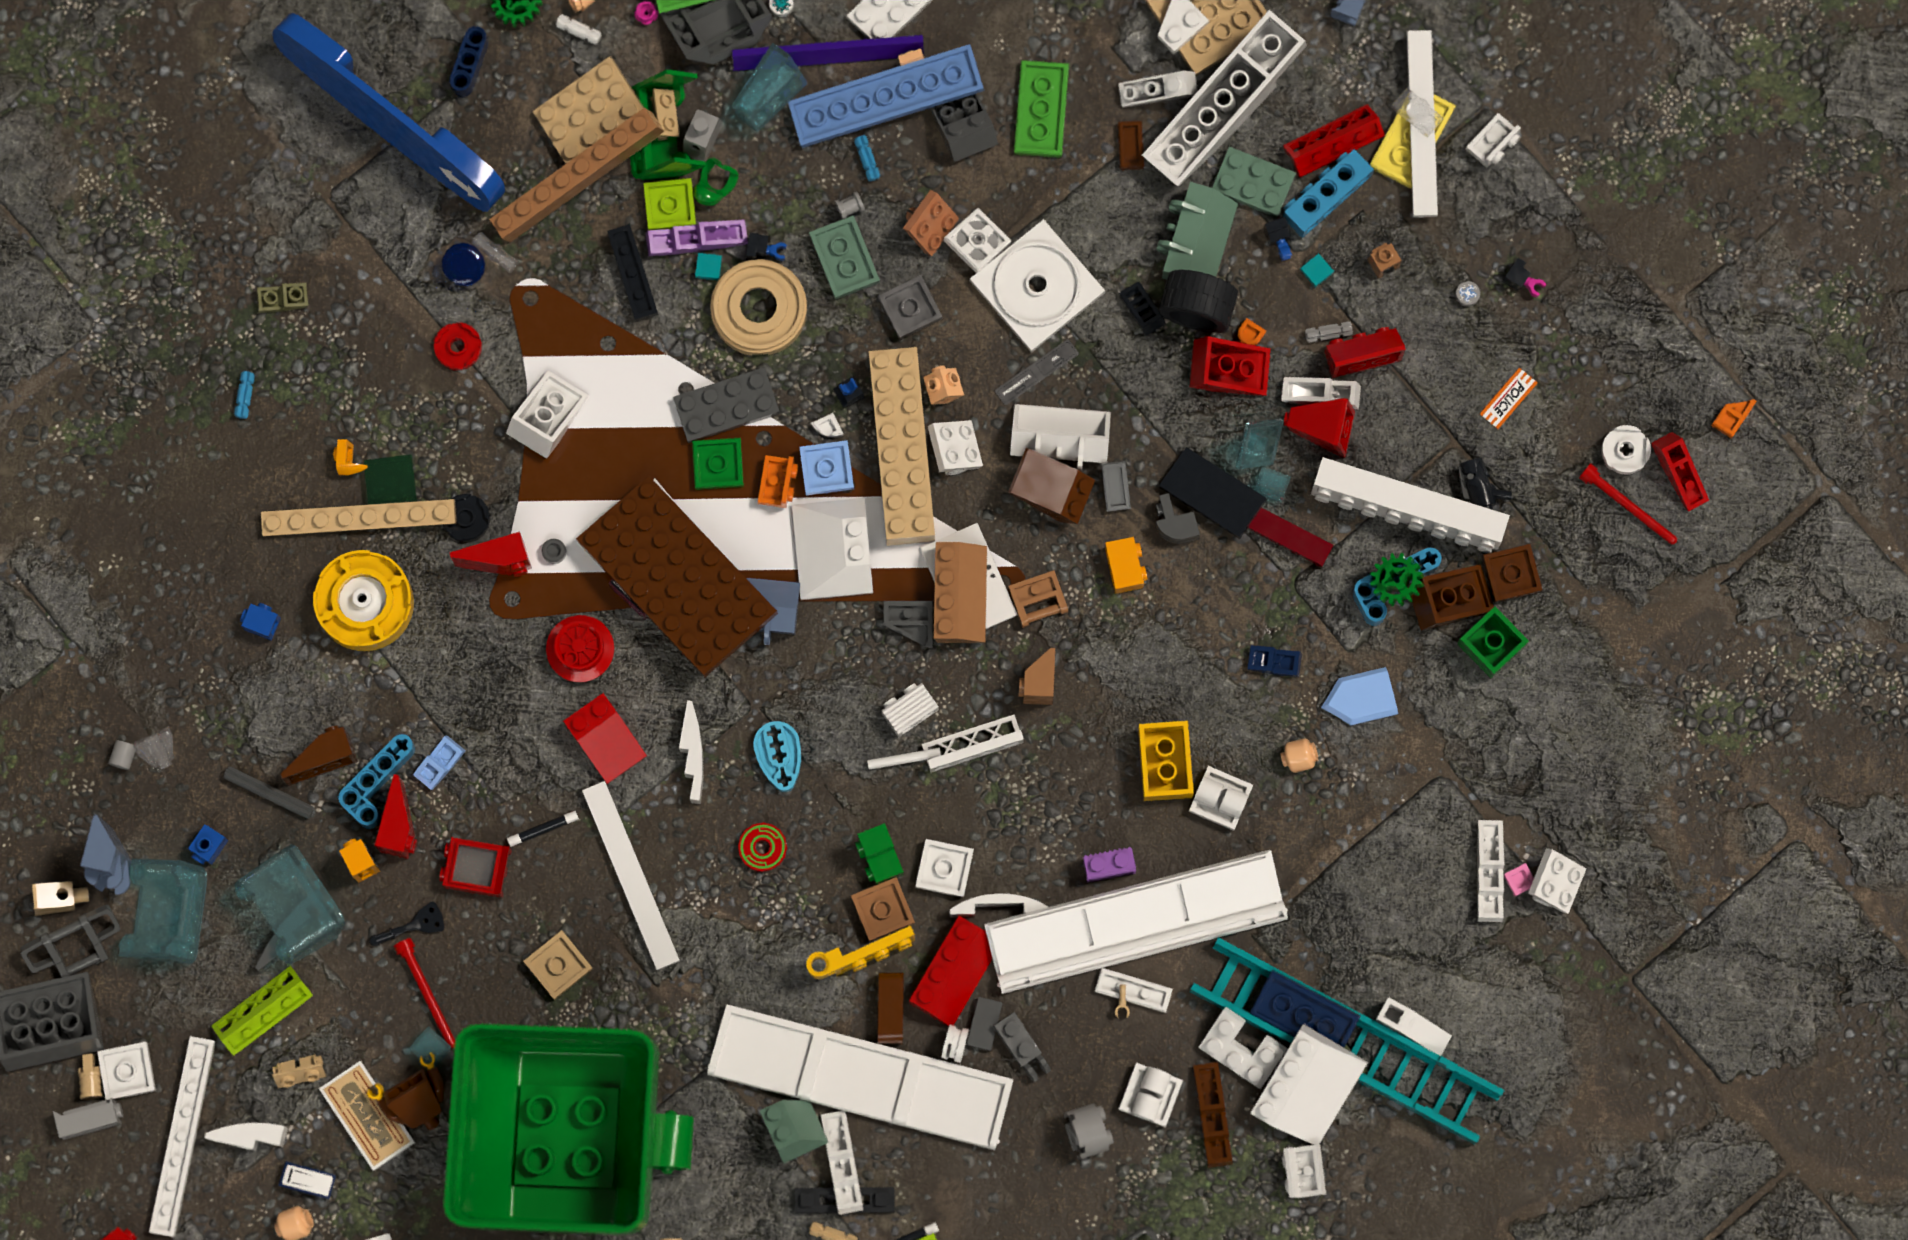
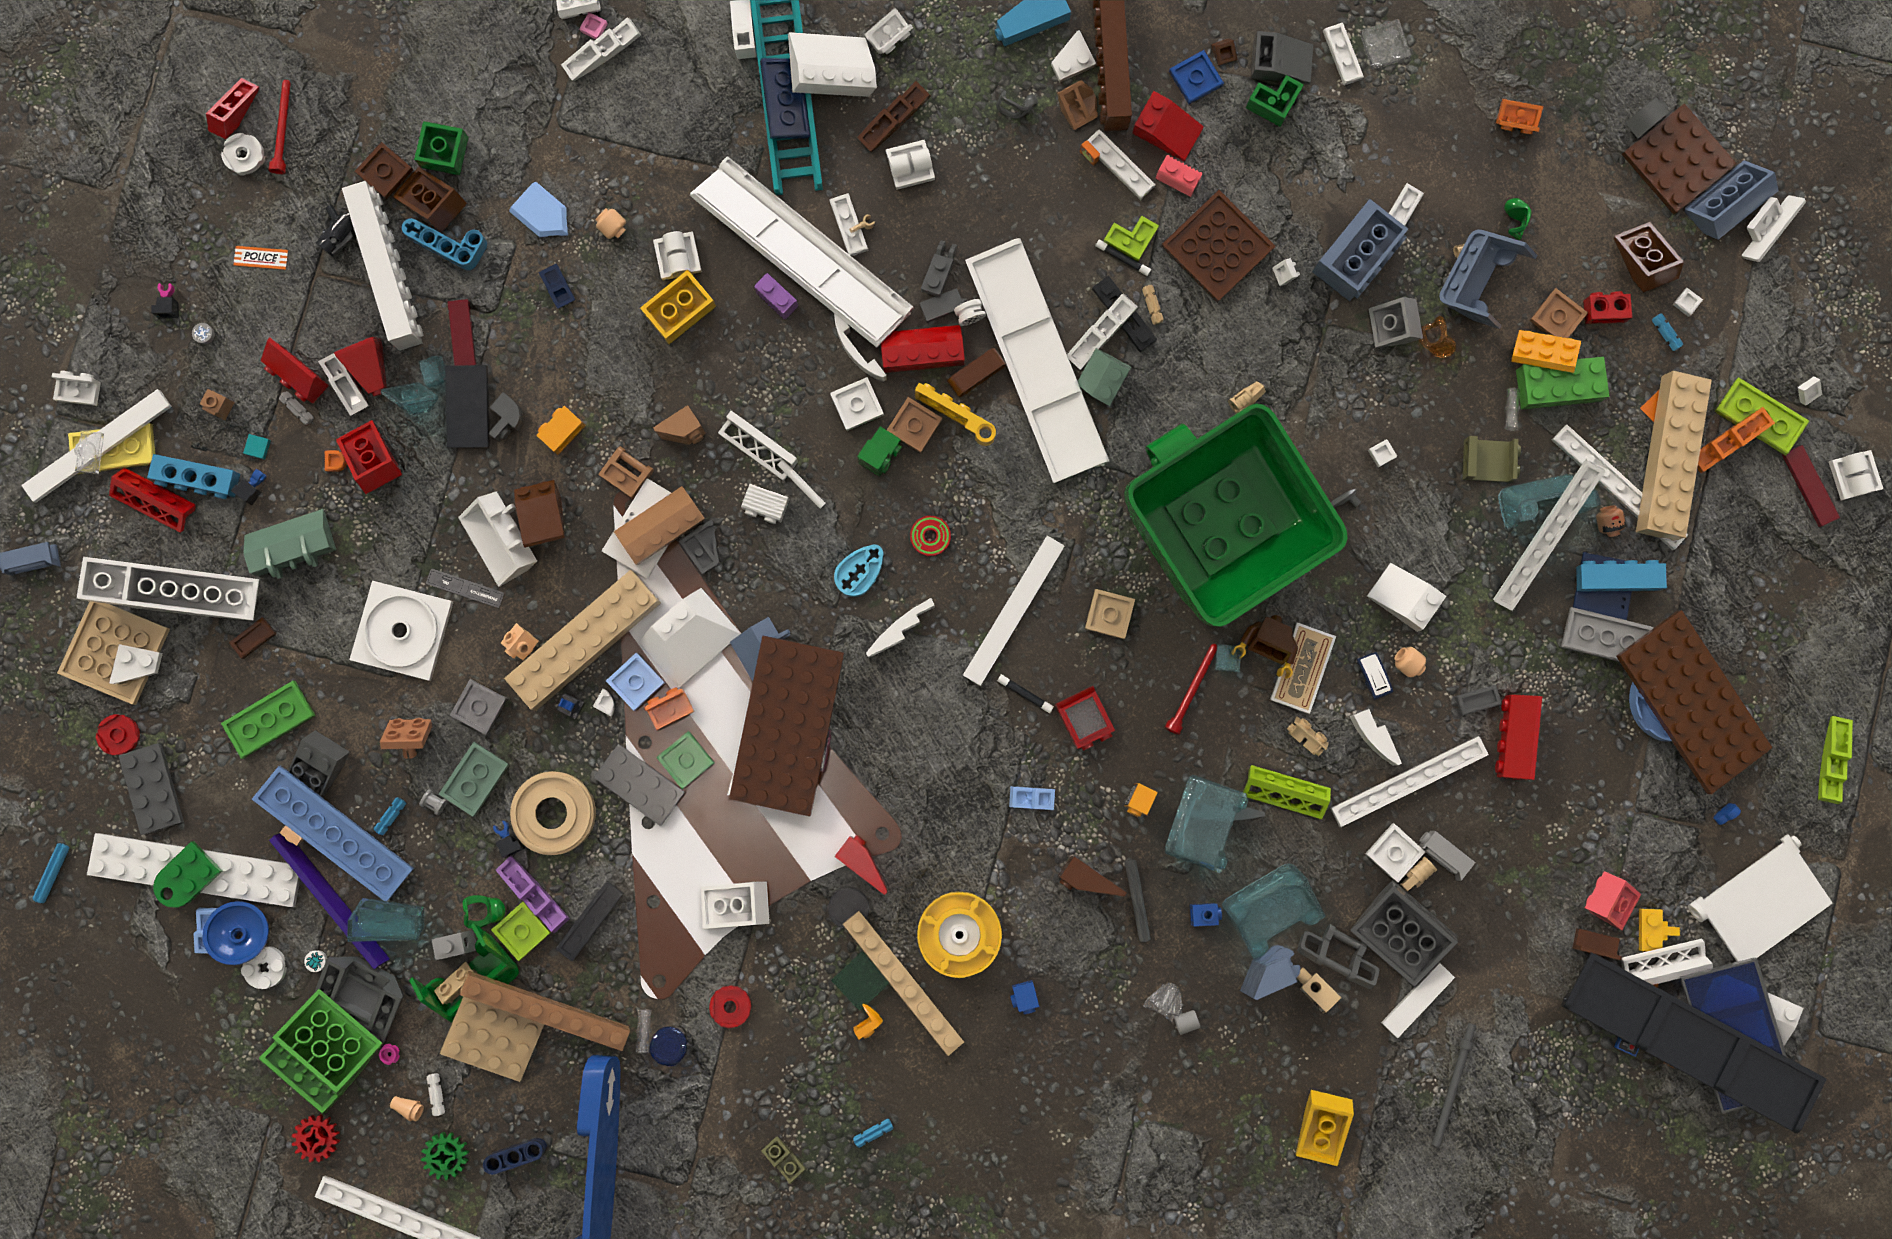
camera: 130 degrees left, 5 degrees up
(380, 778) = (1071, 831): dark azure beam -> none
(396, 828) = (1099, 789): red slope -> none
(416, 924) = (1152, 731): black piece -> none
(554, 551) = (828, 828): dark grey tile -> none
(580, 648) = (884, 759): red wheel -> none
(605, 738) = (933, 695): red slope -> none
(708, 266) = (547, 870): teal tile -> none
(955, 446) = (557, 603): white plate -> none
(977, 240) = (397, 694): white piece -> none
(1087, 1130) = (964, 184): light grey brick -> none
(1115, 485) = (508, 475): dark grey tile -> none
(1150, 321) = (380, 535): black slope -> none
(1158, 88) = (196, 647): white slope -> none
(1198, 301) = (333, 505): black tyre -> none
(1251, 1066) = (843, 141): white plate -> none
(1254, 182) = (220, 534): sand green plate -> none
(1388, 584) = (444, 225): green gear -> none
(1732, 417) = (170, 100): orange tile -> none

